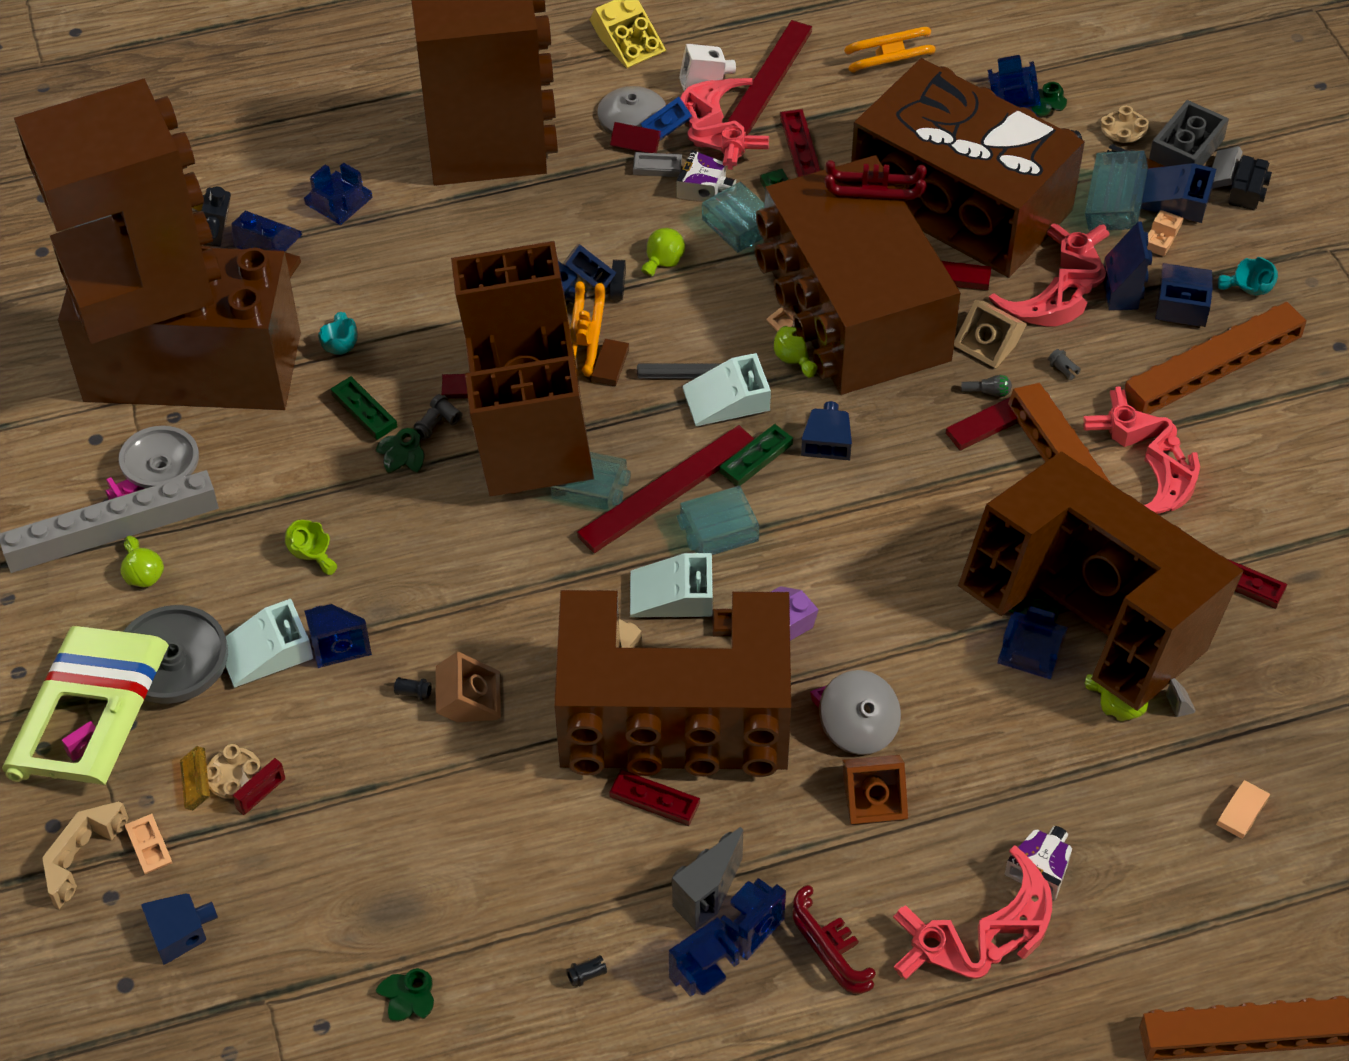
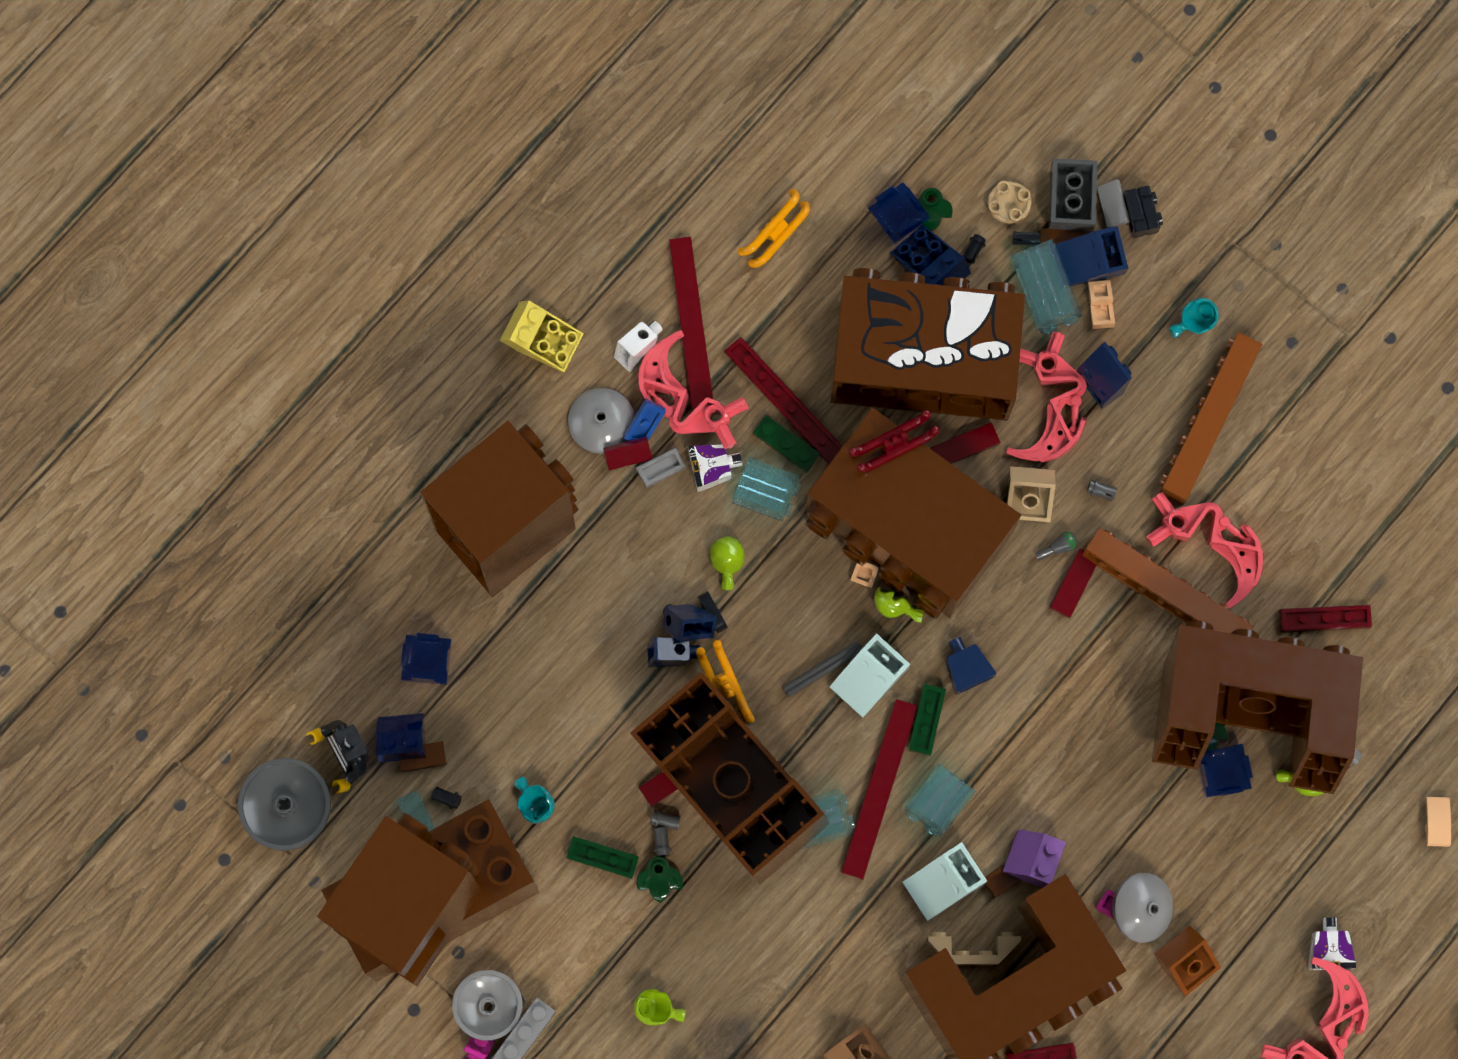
camera: 35 degrees left, 25 degrees up
(610, 362) = (758, 695): reddish brown tile -> none
(1184, 295) = (1153, 361): dark blue slope -> none

